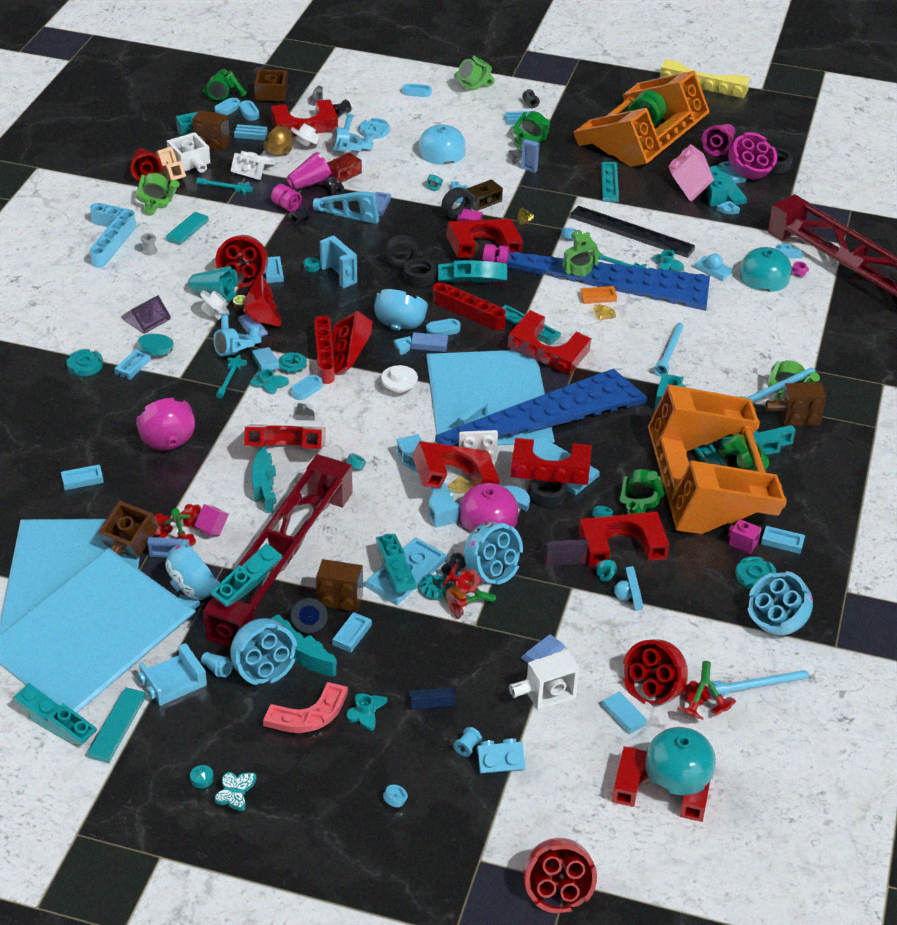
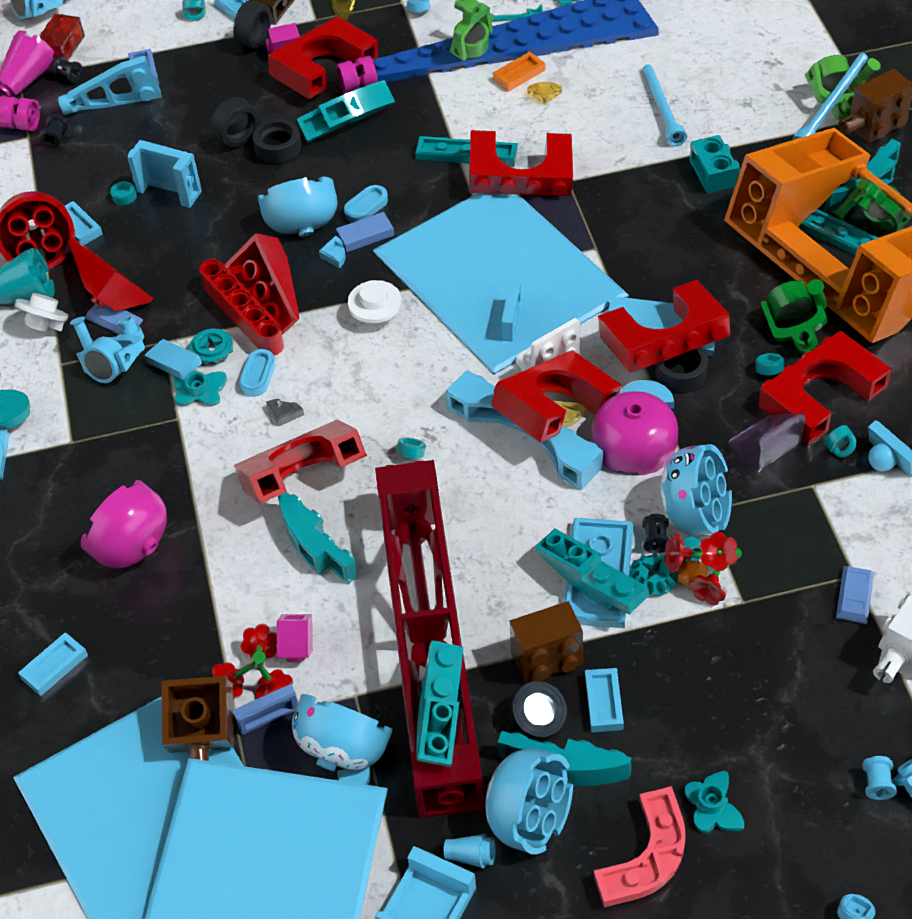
camera: 25 degrees left, 10 degrees up
(234, 363) = (134, 385): teal piece -> none
(238, 302) = (70, 291): tile -> none
(432, 698) = (780, 738): dark blue slope -> none
(469, 306) = (378, 159): red beam -> none
(560, 406) = (603, 241): blue wing -> none

